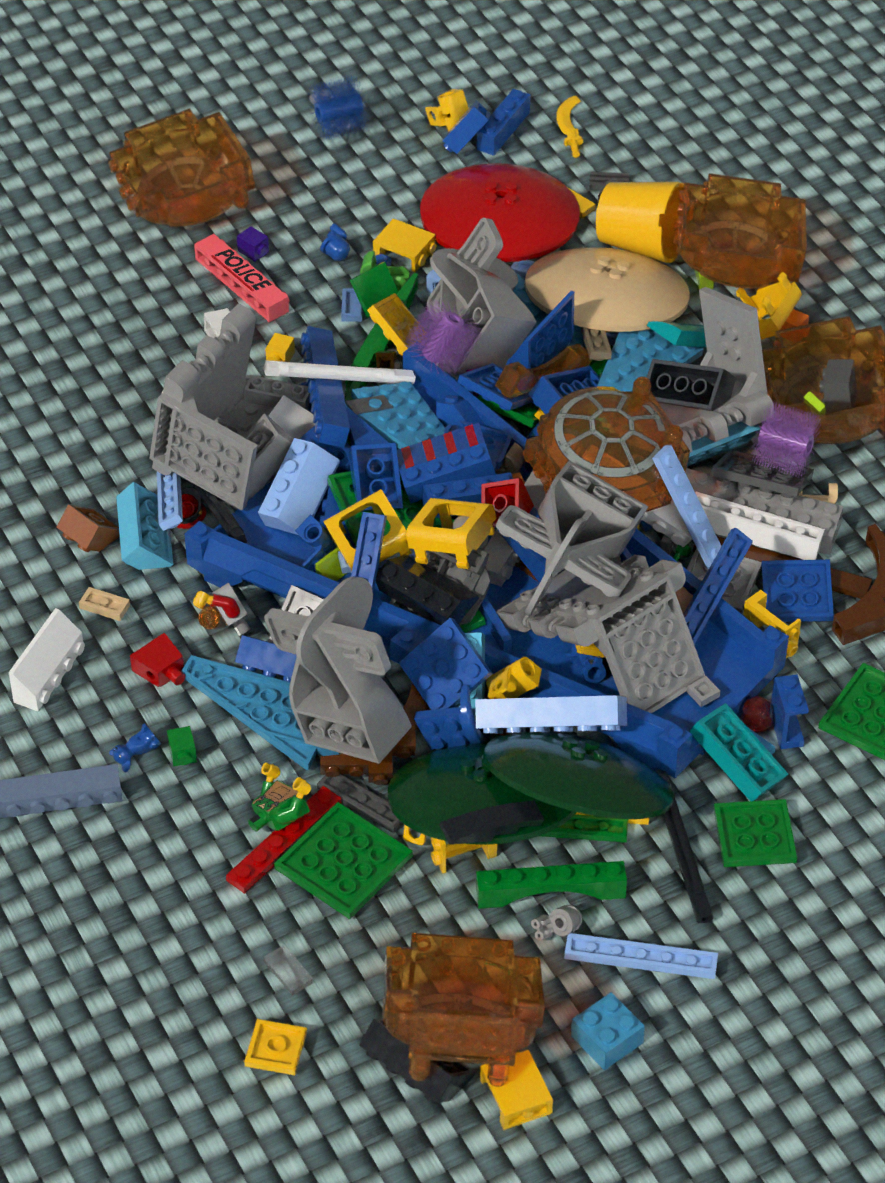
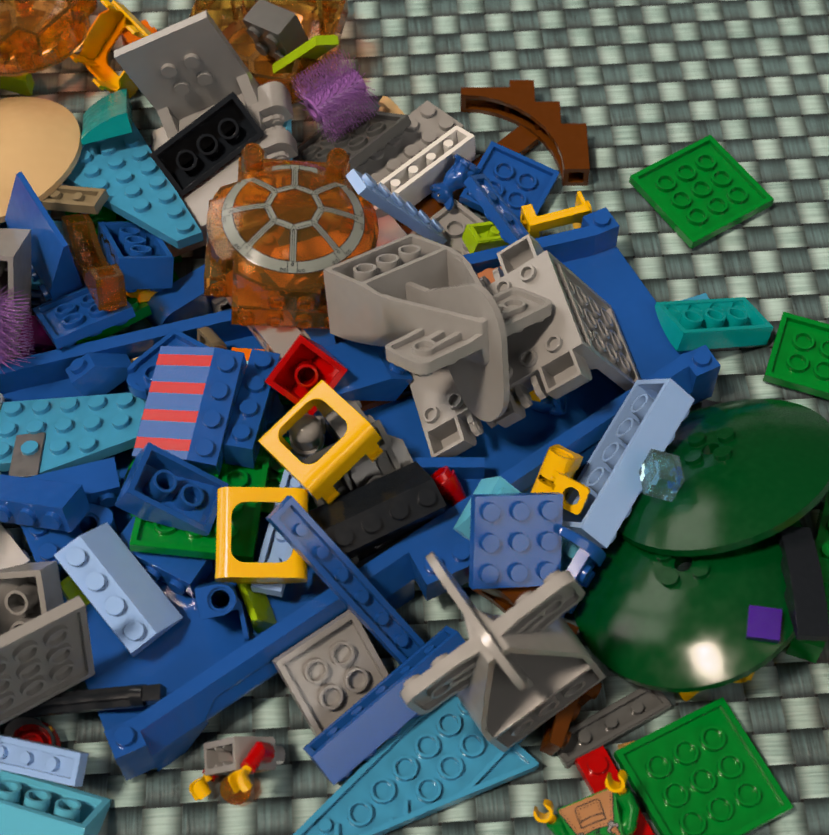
camera: 65 degrees left, 10 degrees up
(449, 810) = (763, 624): none -> dark purple tile
(478, 624) = (449, 485): none -> red cone
(537, 722) = (661, 475): none -> clear light blue brick
(703, 691) = (631, 314): light grey plate -> none
(737, 593) = (482, 237): none -> lime slope
(757, 714) = (661, 285): clear red head -> none
(776, 550) = (453, 180): none -> blue animal
(787, 703) = (682, 256): blue panel -> none

